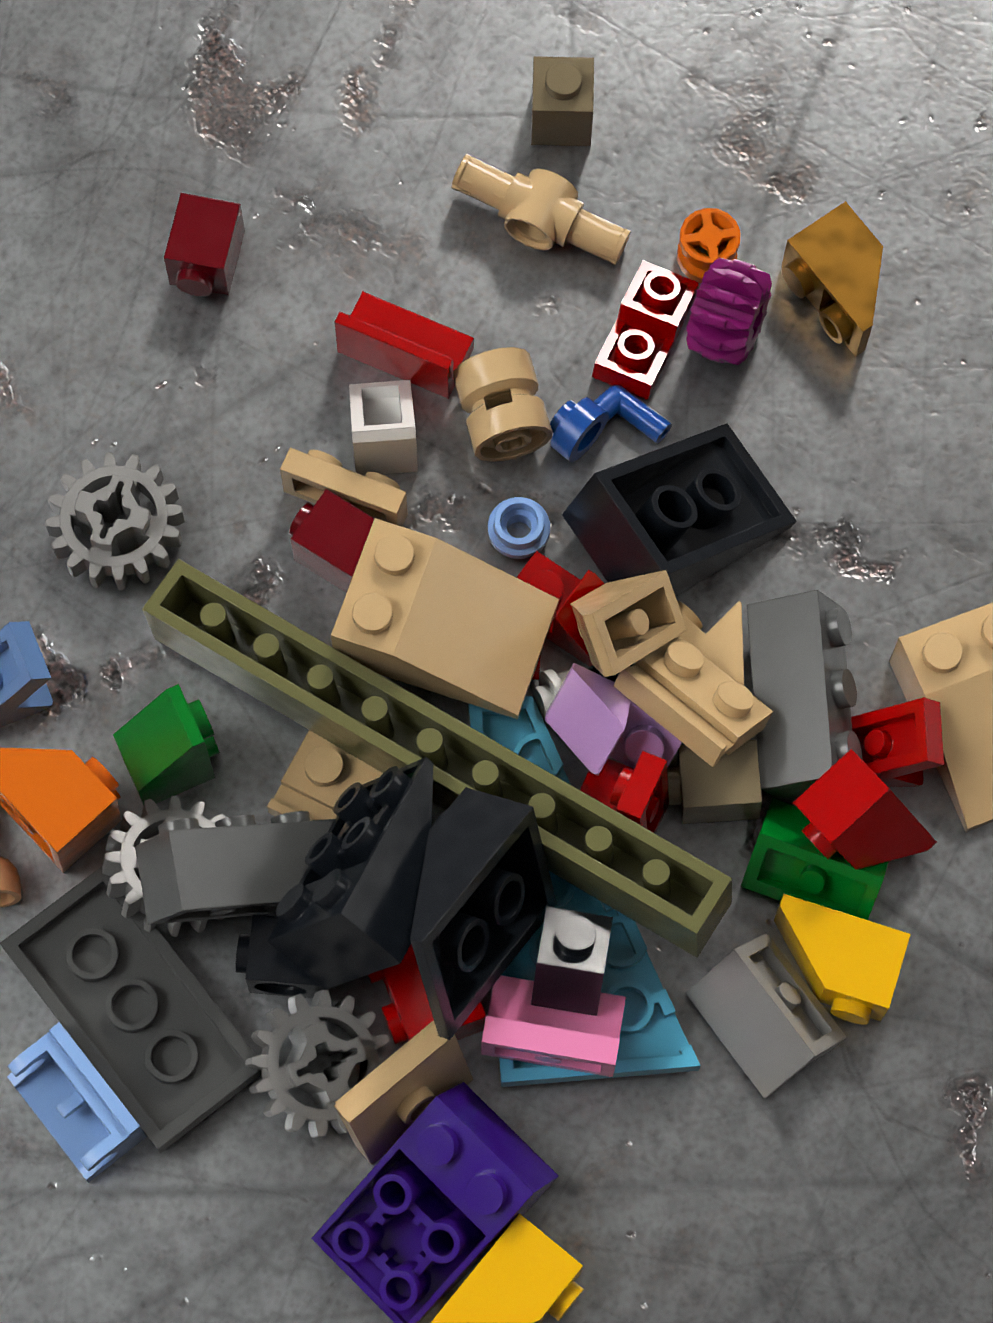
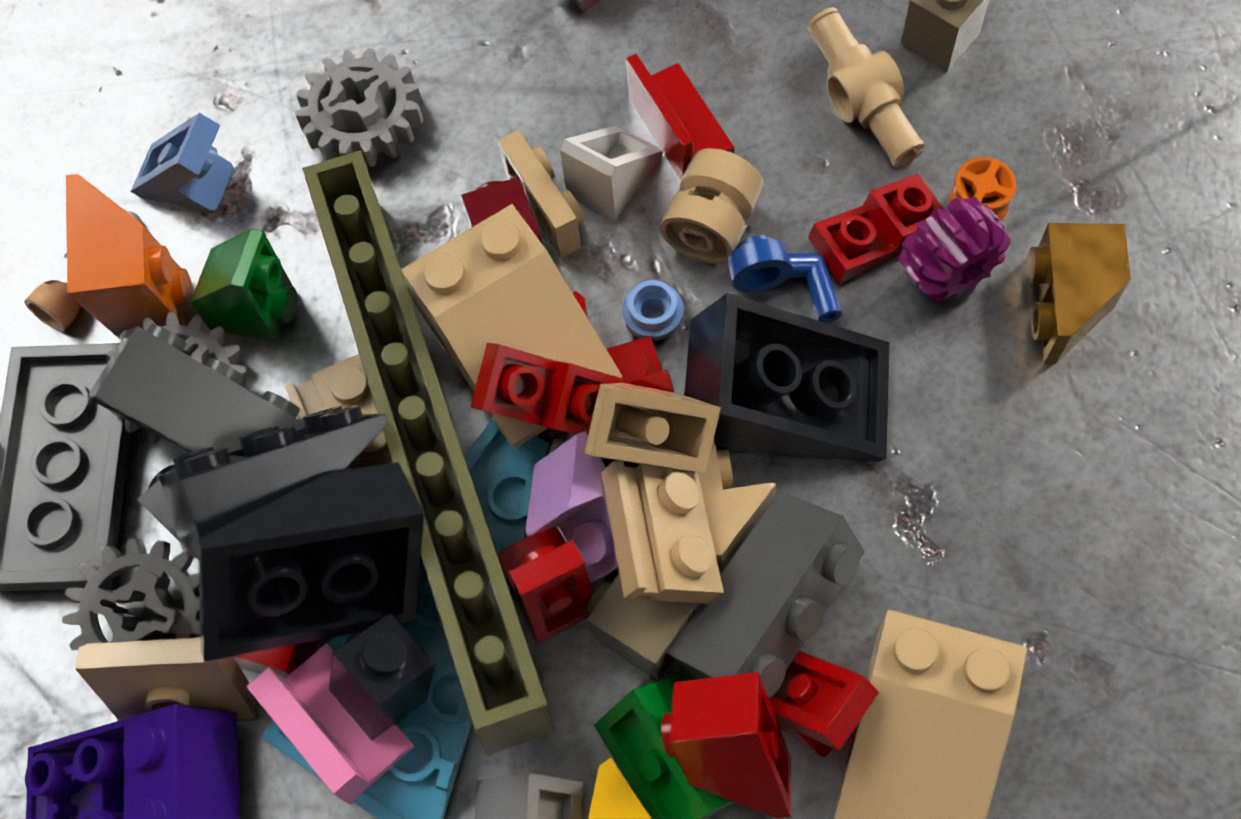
camera: 45 degrees right, 5 degrees down
(520, 653) = (538, 389): none -> red slope

